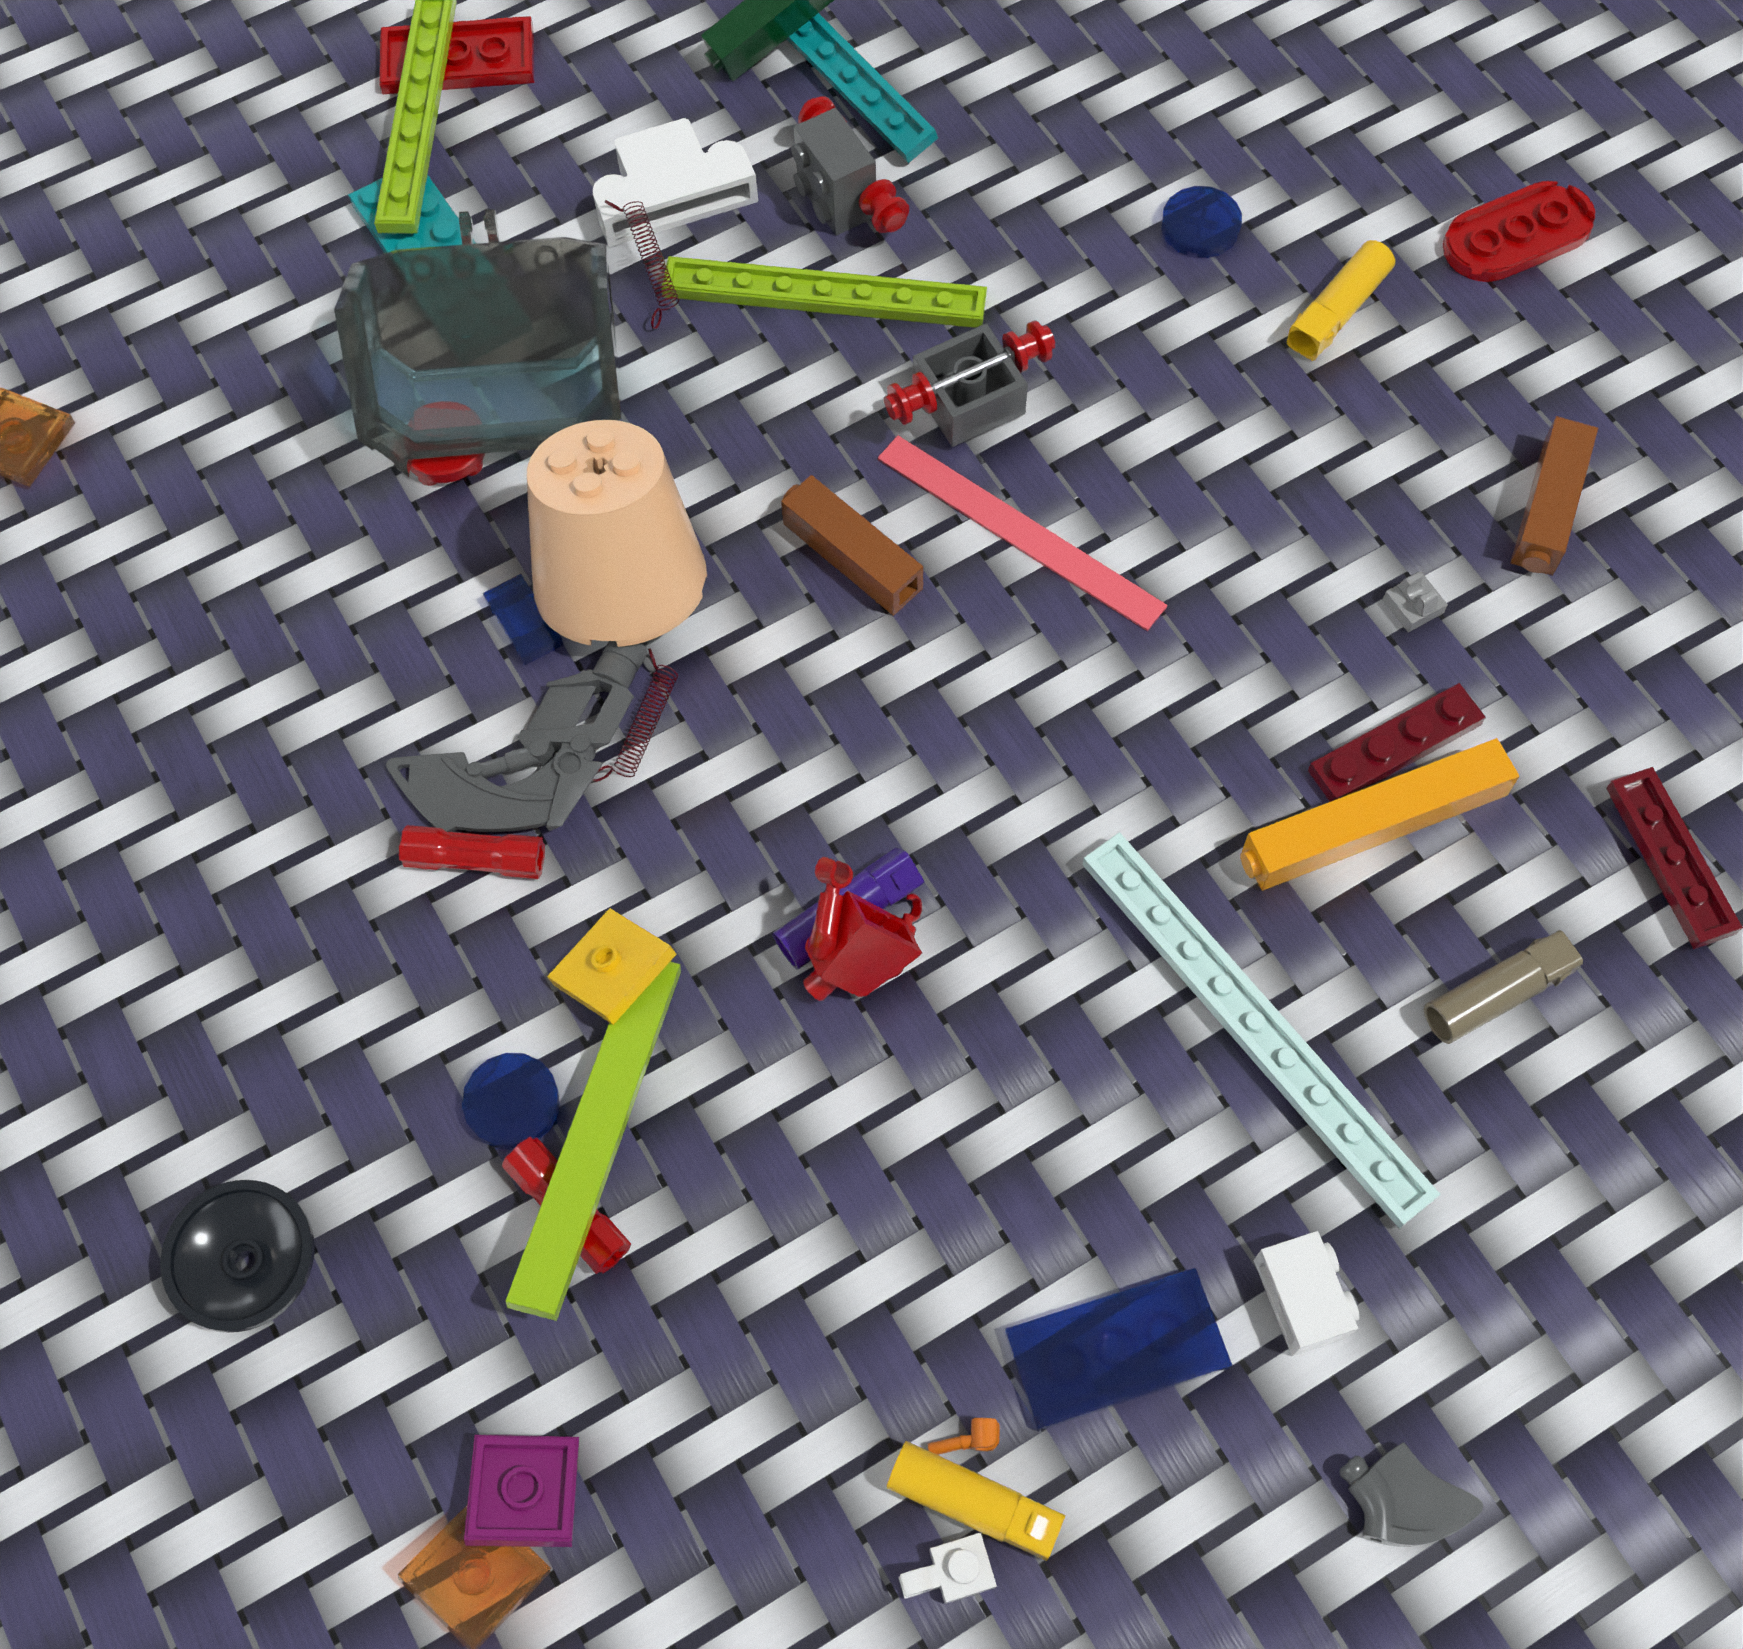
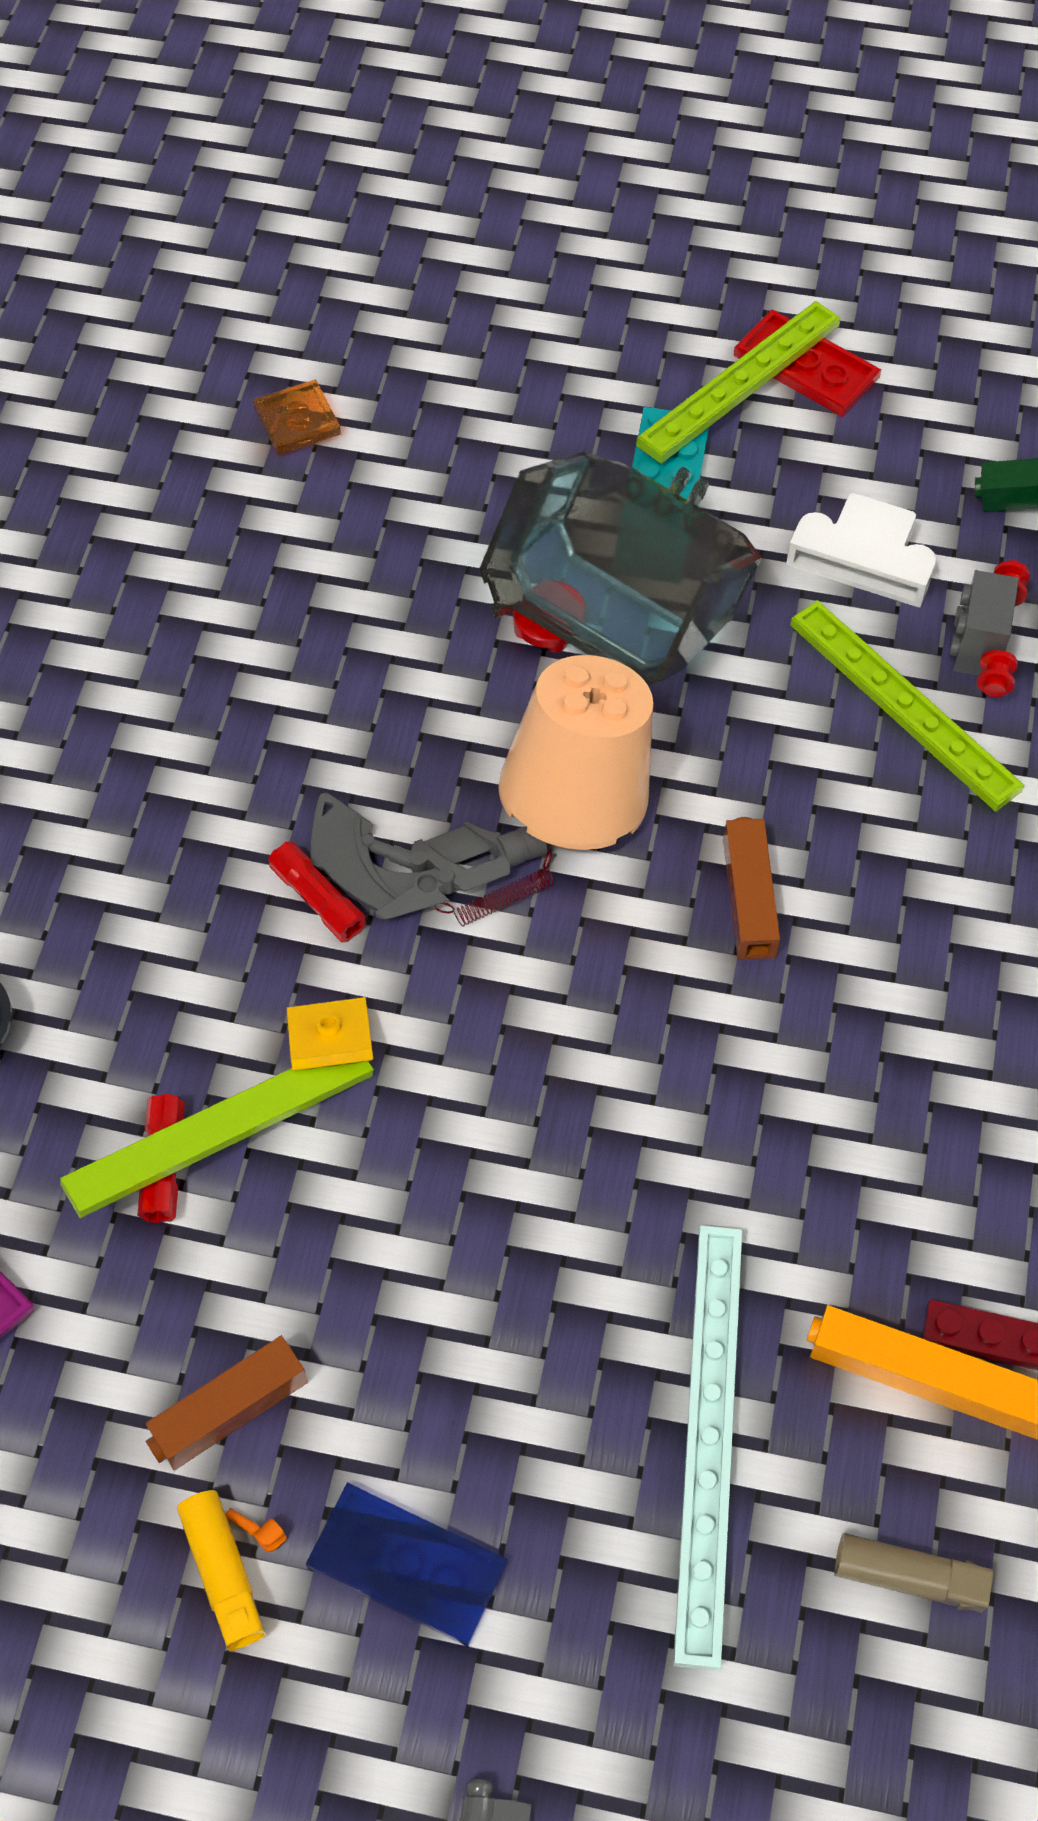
camera: 40 degrees right, 5 degrees down
(510, 1100) = (193, 1066): clear blue tile -> none
(519, 617) = (486, 768): clear blue tile -> none
(664, 276) = (807, 545): dark red piece -> none
(839, 1361) = (225, 1404): none -> dark orange brick
(854, 940) = (490, 1149): red torso -> none
(879, 883) = (512, 1124): dark purple piece -> none
(958, 1569) = (171, 1602): white plate -> none
(971, 381) = (939, 840): dark grey brick -> none
(1023, 533) = (884, 978): coral piece -> none
(1307, 1293) = (562, 1645): white brick -> none

